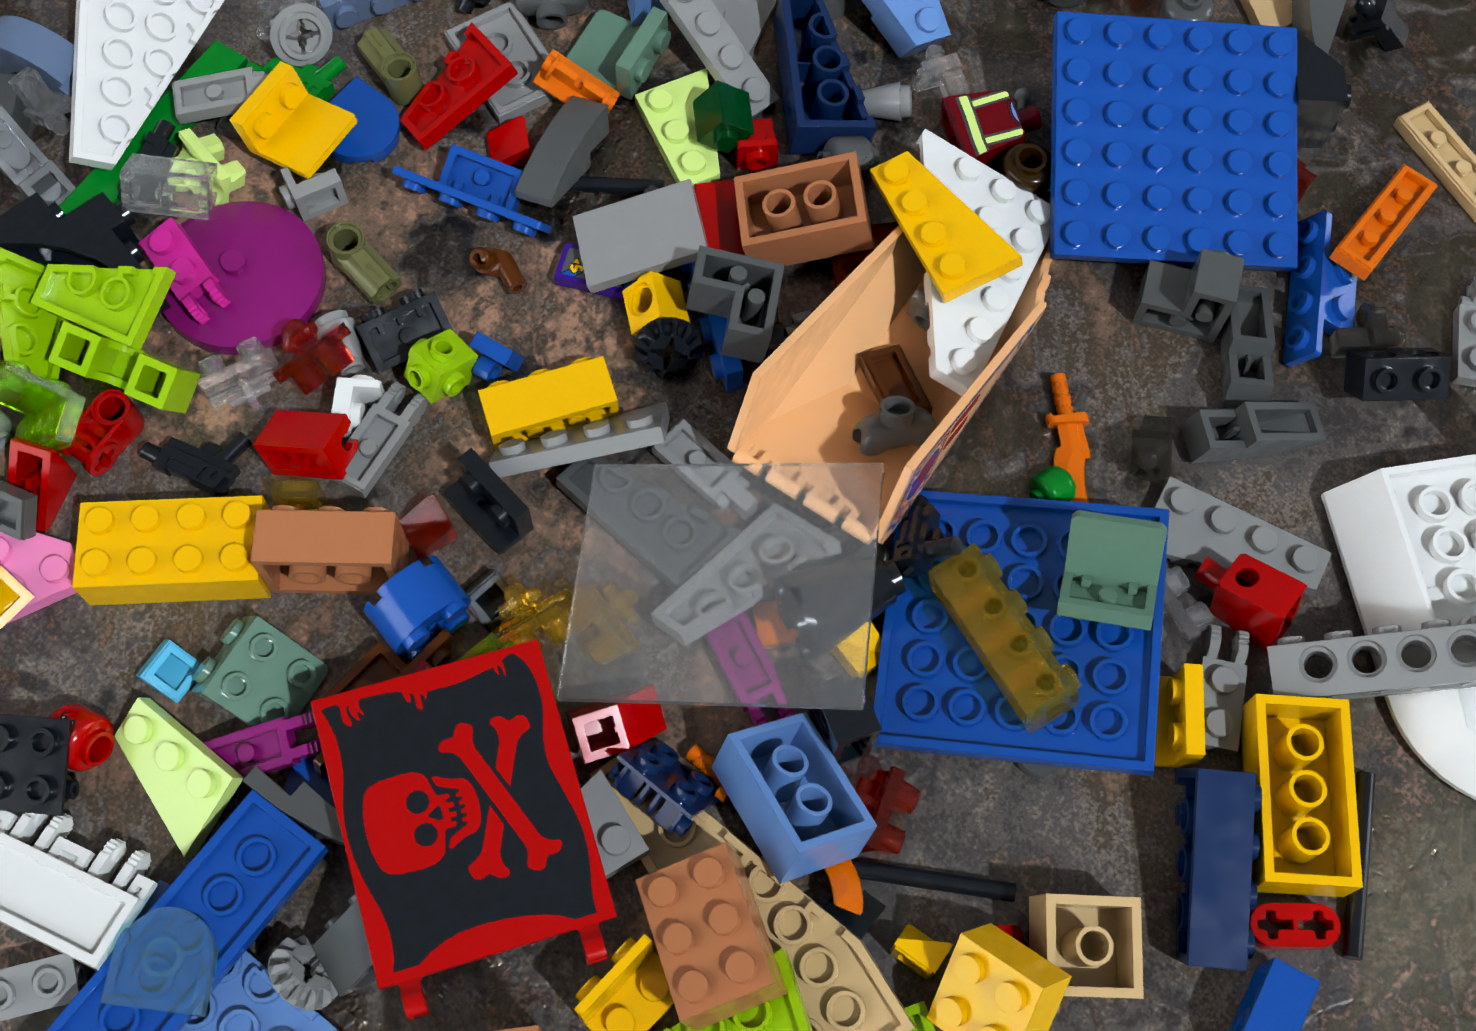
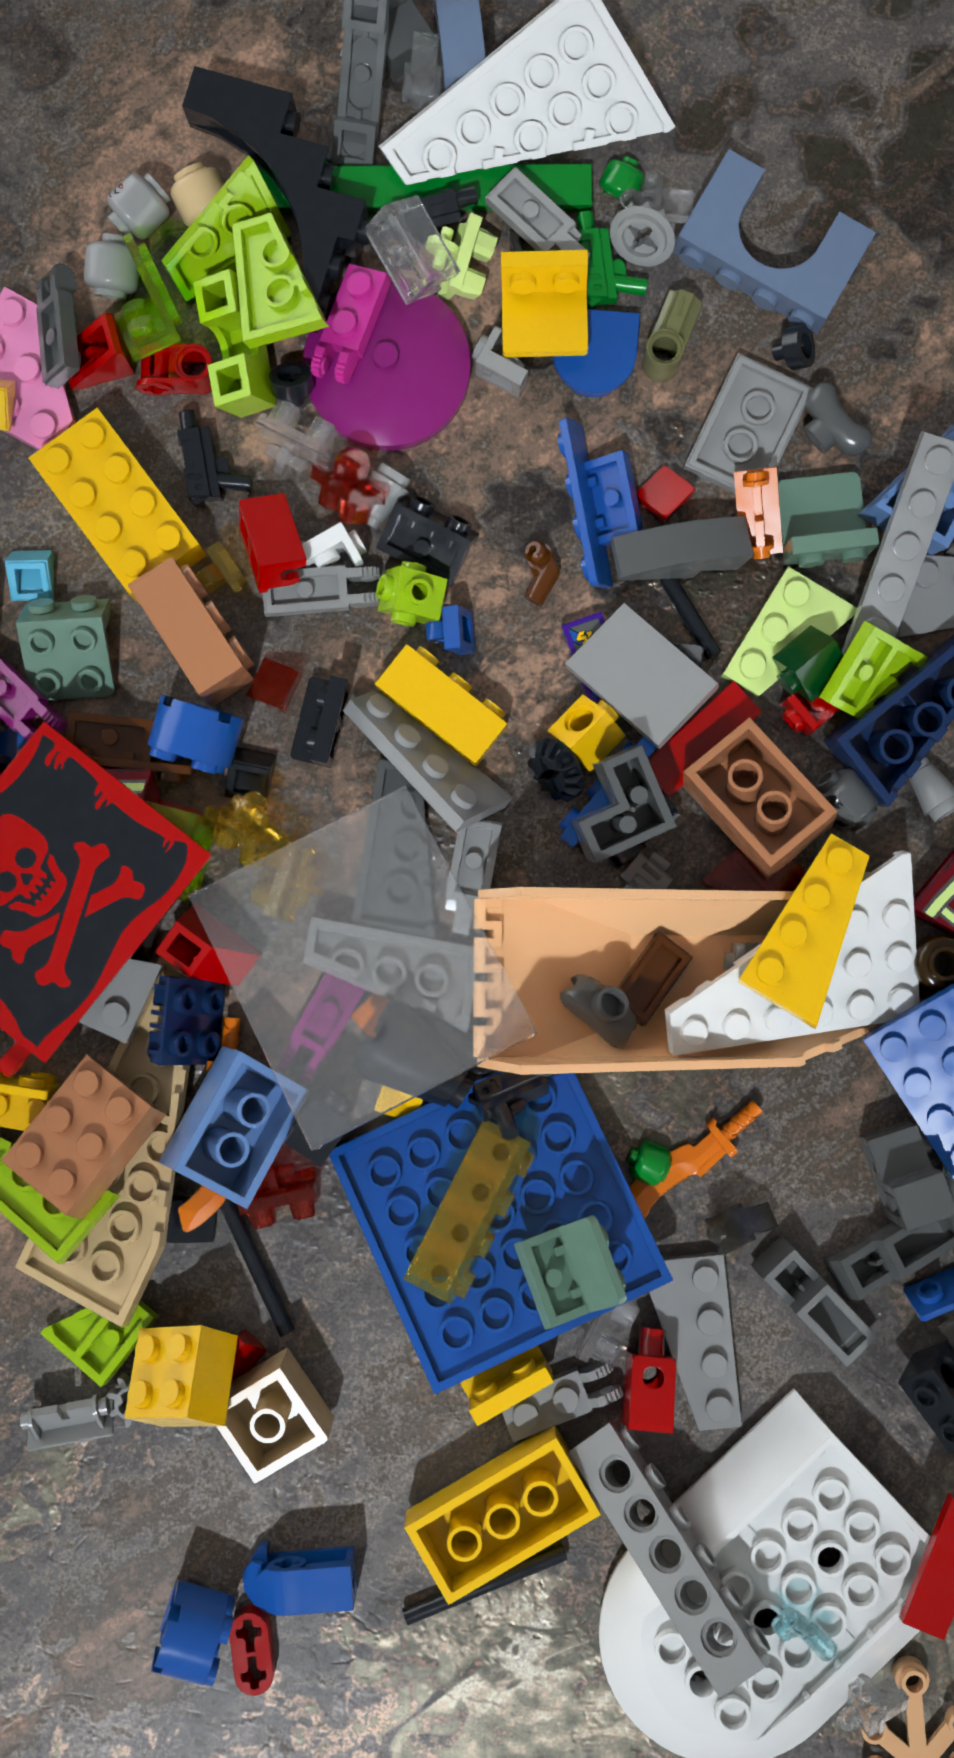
camera: 60 degrees right, 20 degrees up
(192, 345) = (291, 382): none -> black tile
(242, 30) = (621, 176): none -> green piece
(362, 263) = (462, 460): olive piece -> none
(463, 85) = (686, 414): red wing -> none
(758, 76) = (869, 670): none -> lime wing
(919, 951) = (193, 1290): yellow slope -> none
(1216, 867) = (402, 1478): dark blue wedge -> none
(1291, 915) = (391, 1564): red beam -> none

